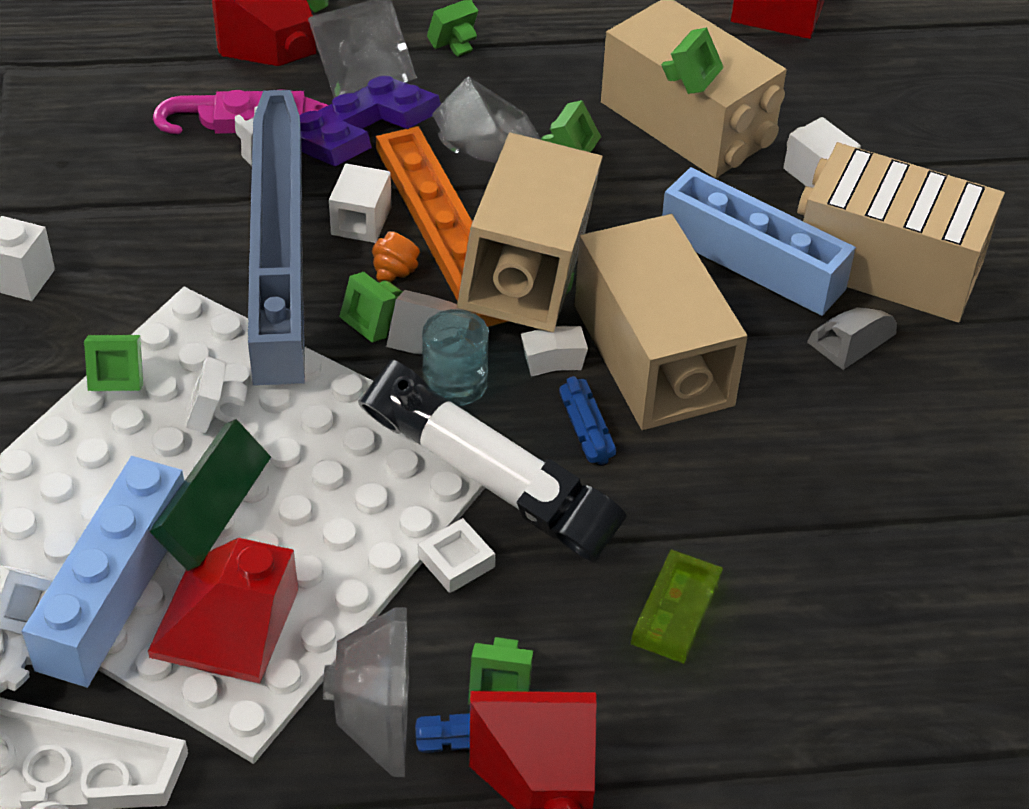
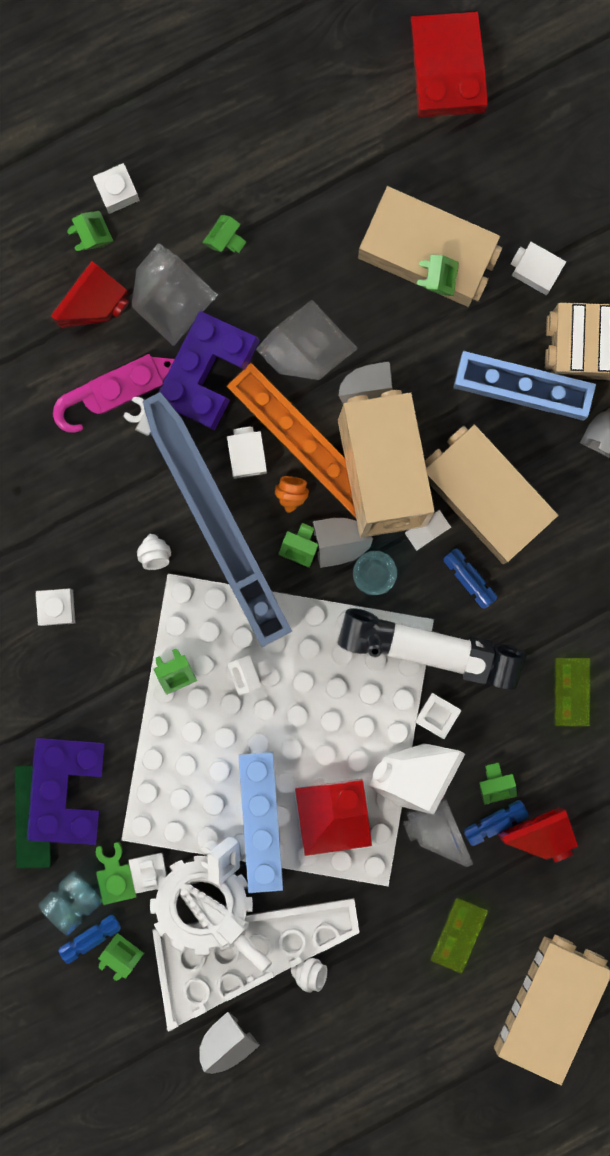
camera: 20 degrees left, 40 degrees up
(179, 256) = (153, 553): none -> white plate
(210, 495) = (289, 748): dark green tile -> none
(367, 584) = (417, 776): none -> white slope
(574, 128) = (359, 318): bright green tile -> none

